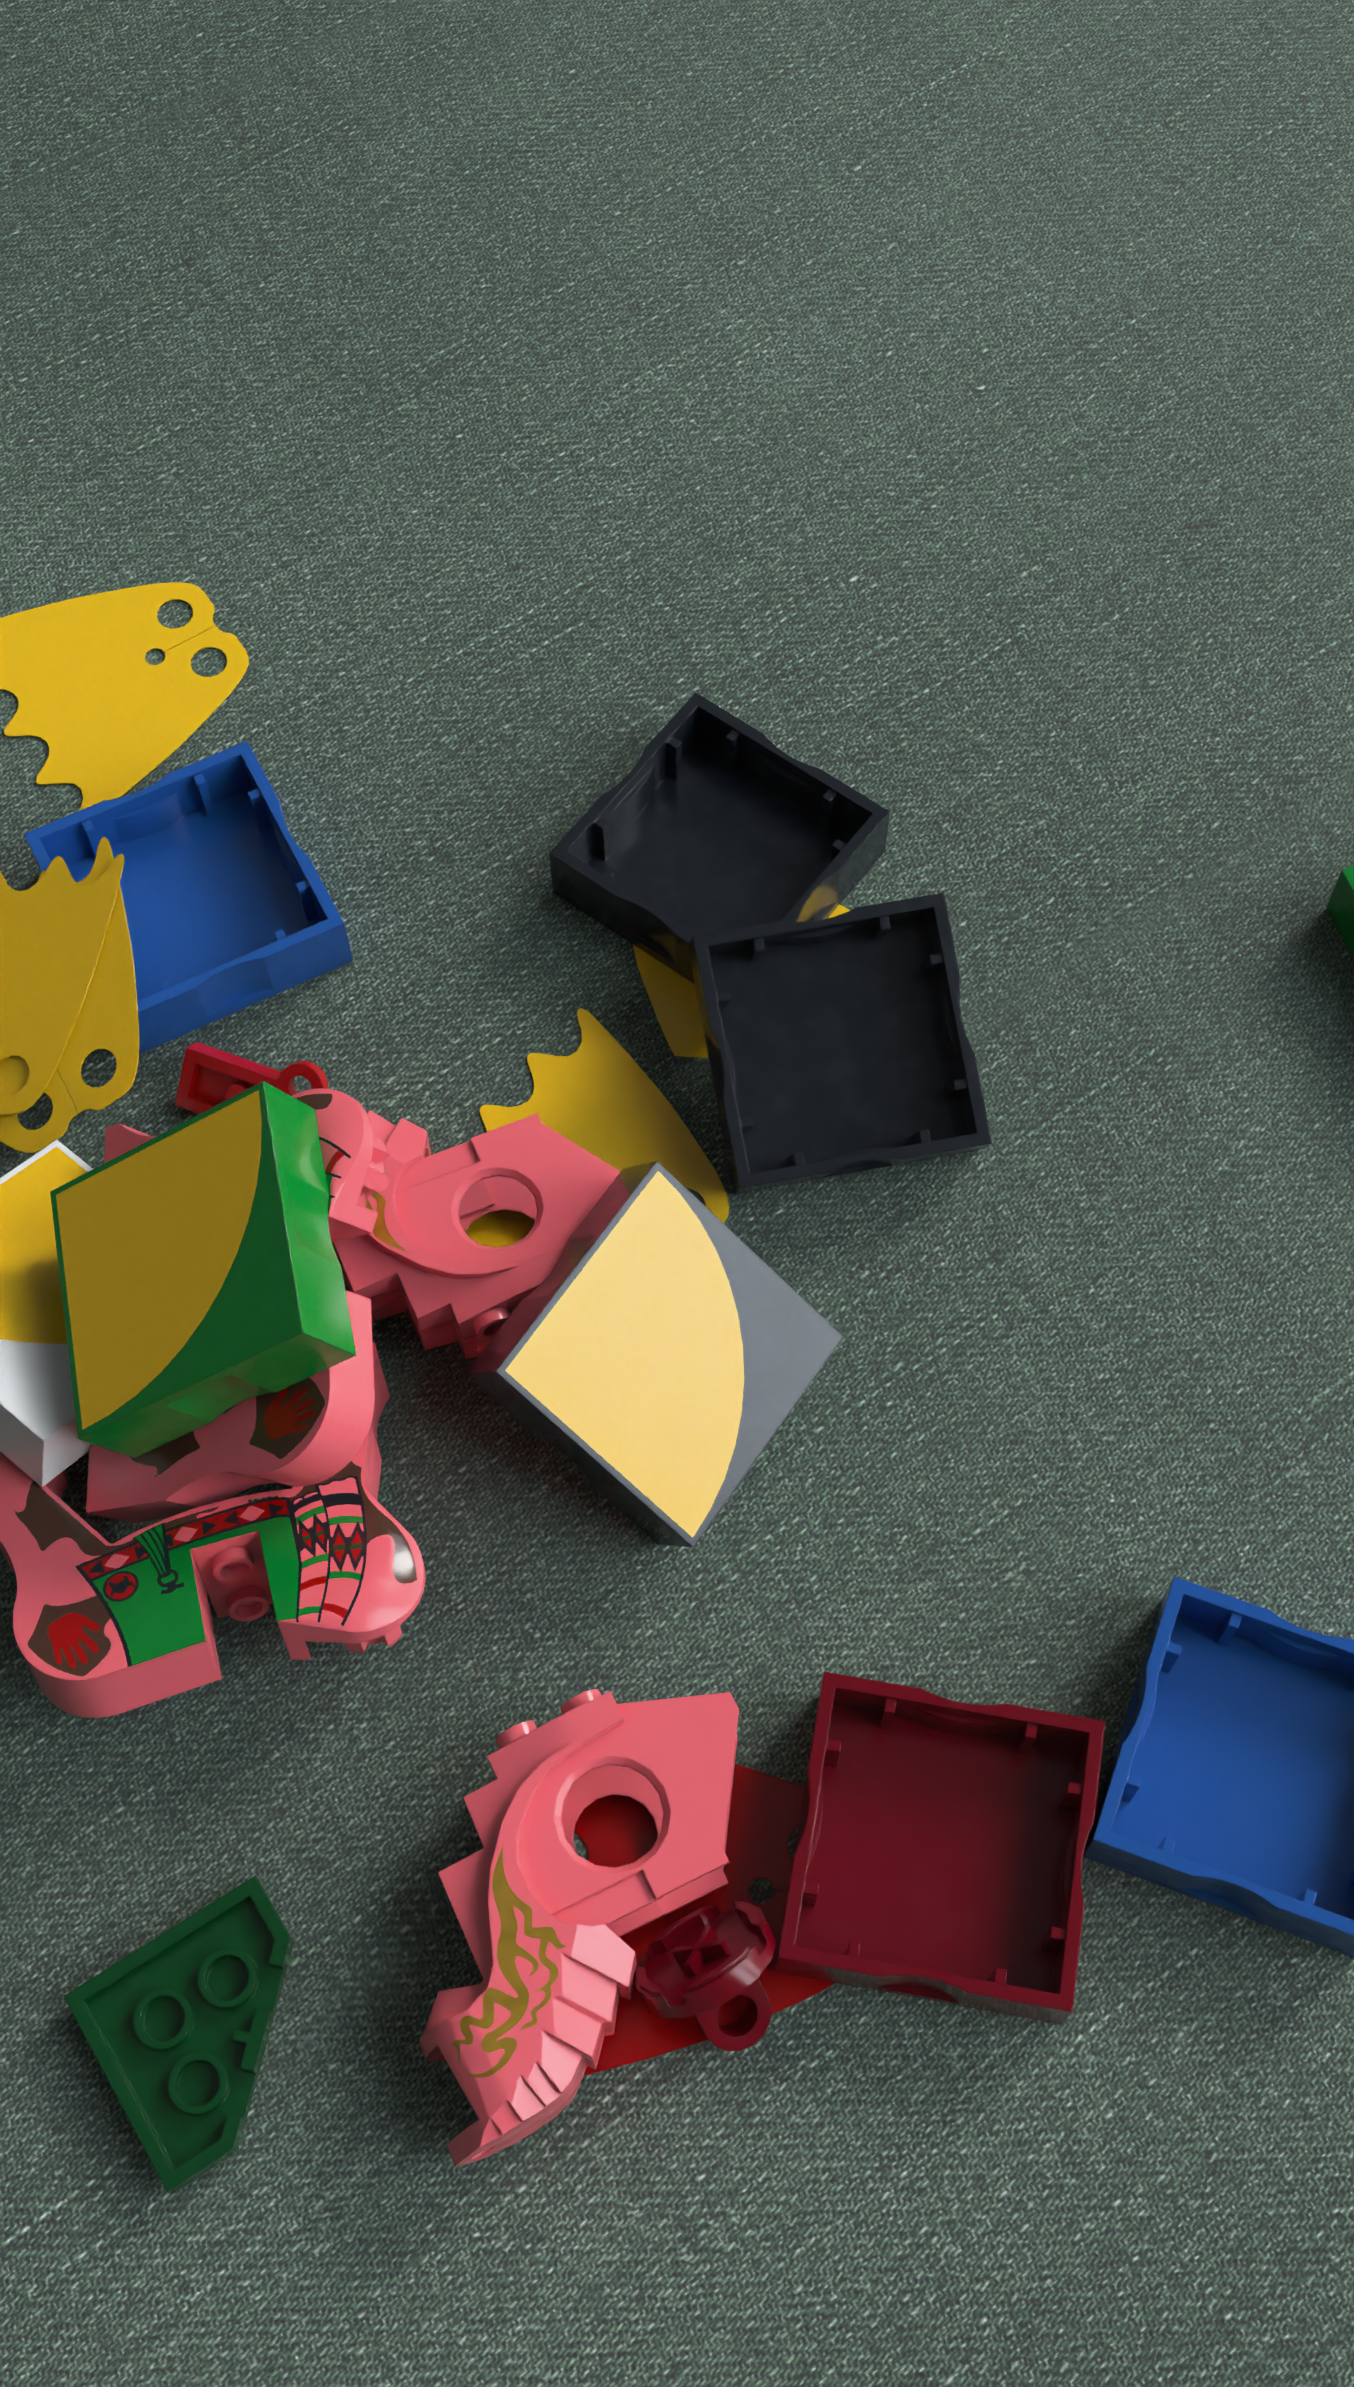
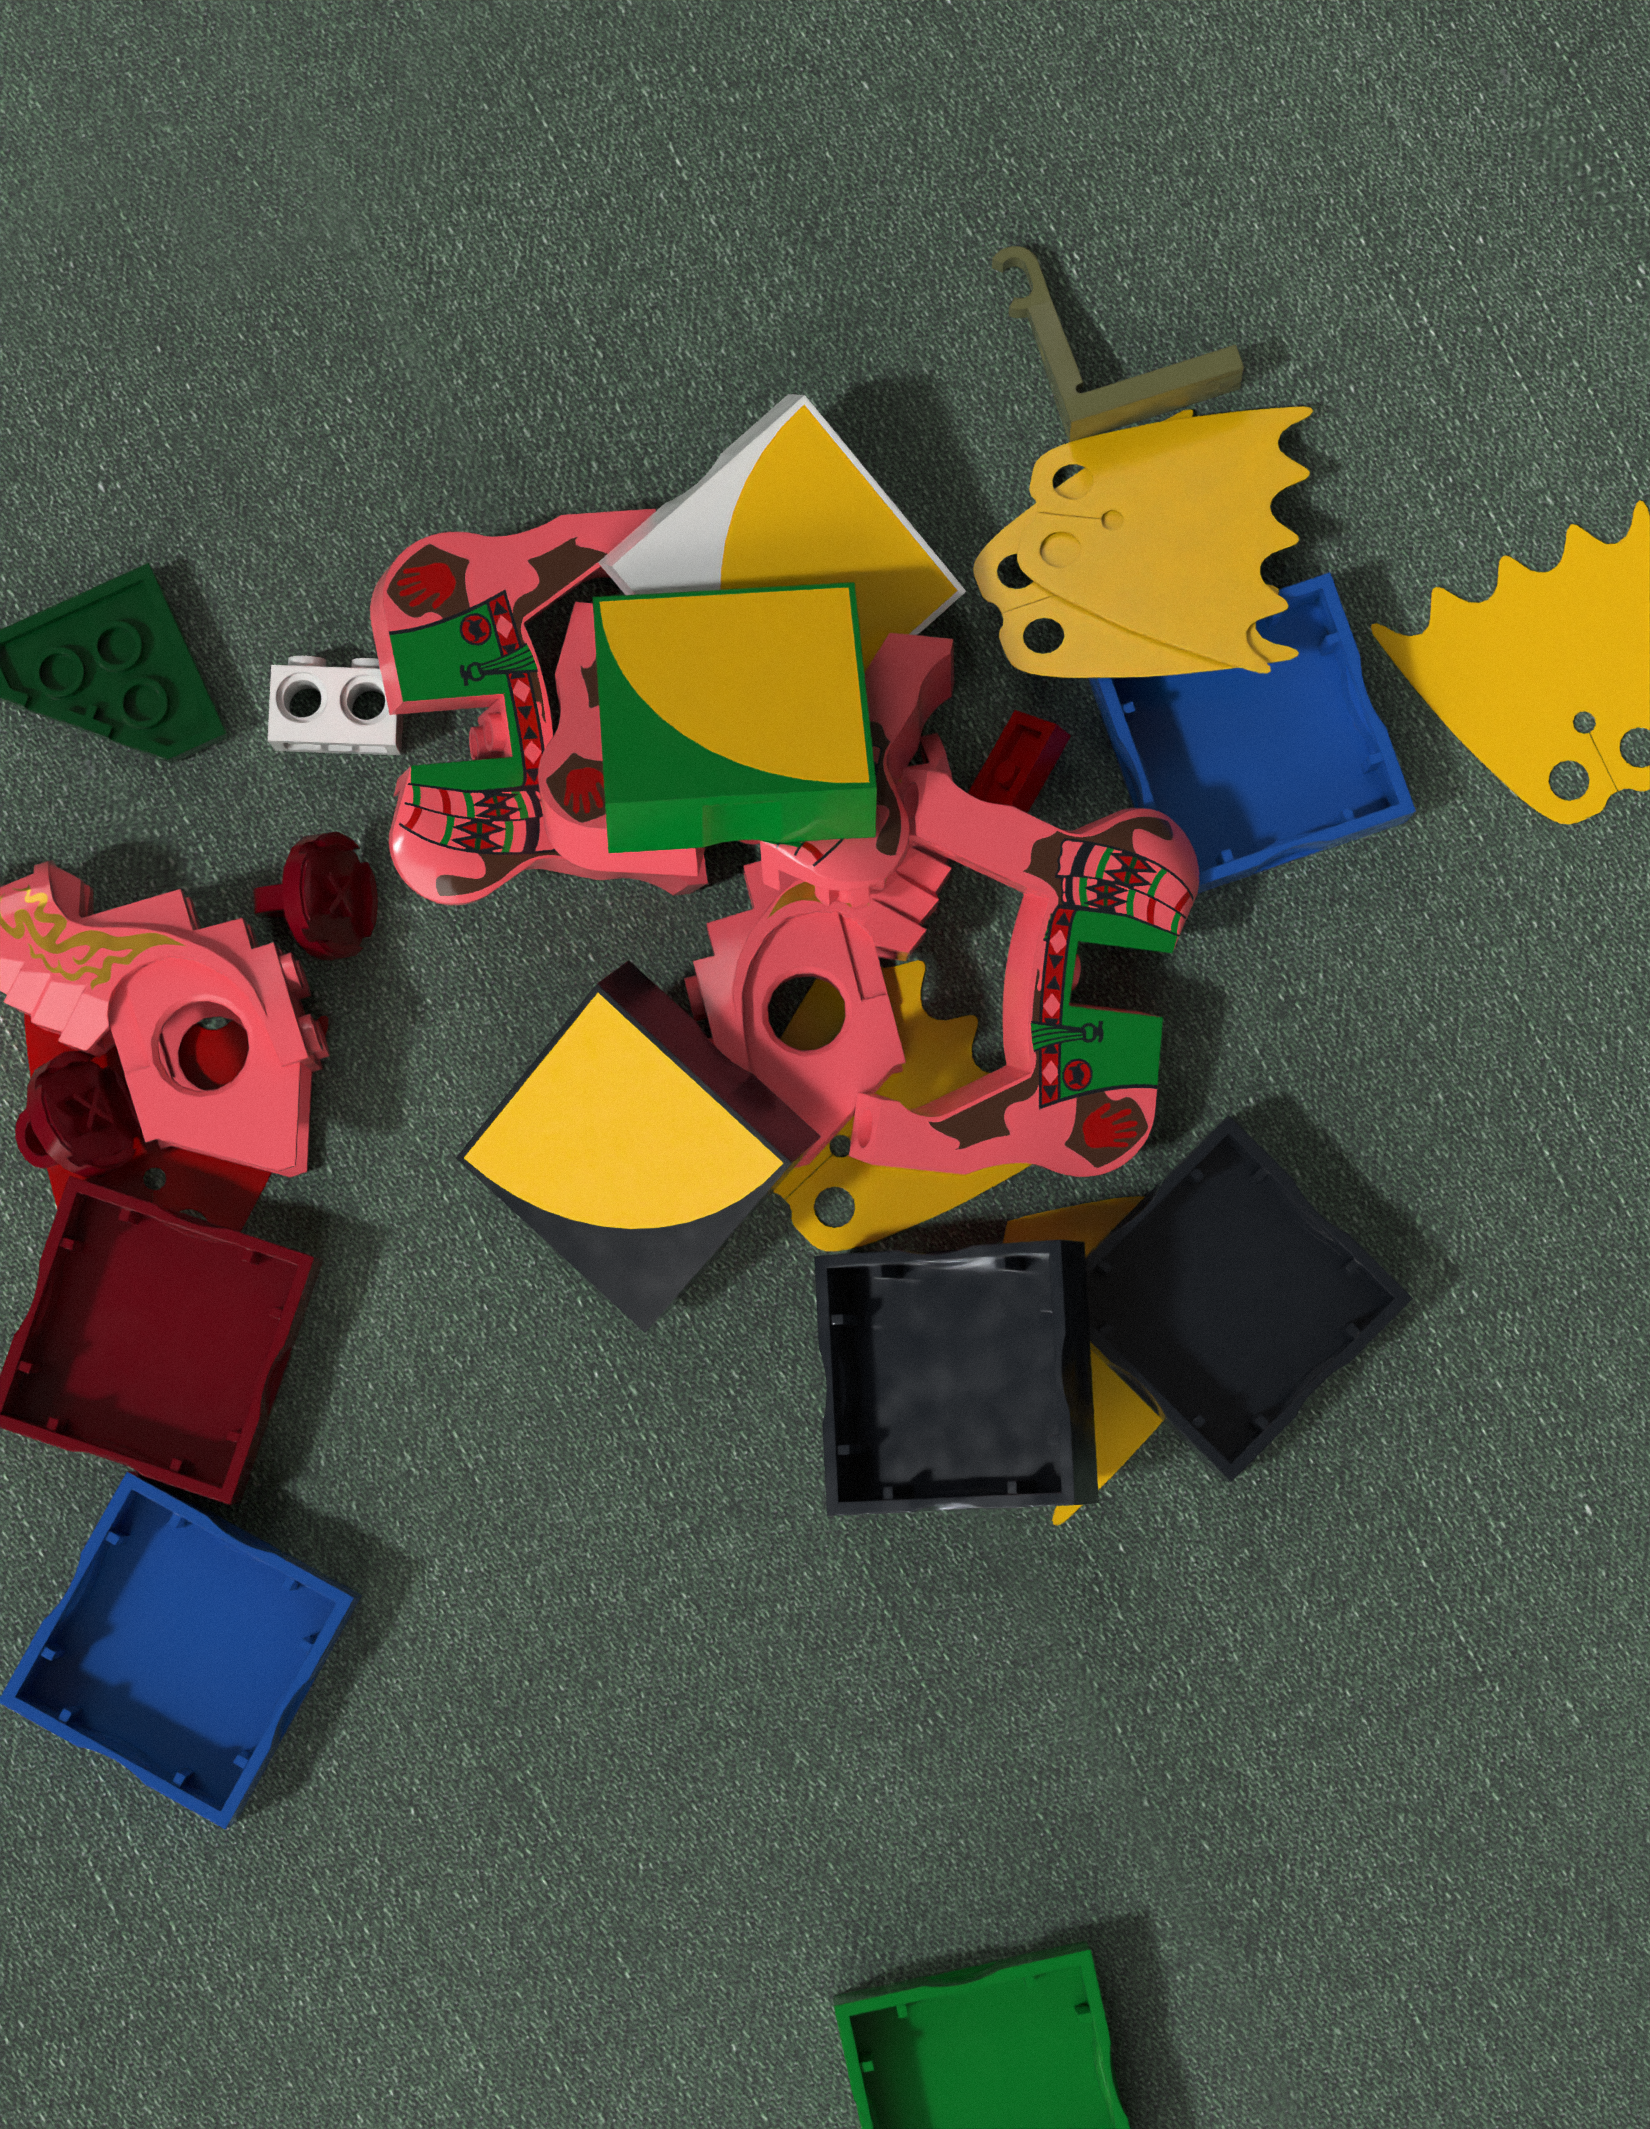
camera: 95 degrees right, 20 degrees up
(233, 1756) = (333, 725): none -> white brick
(426, 1728) = (323, 896): none -> dark red tile
(519, 983) = (1074, 1074): none -> animal

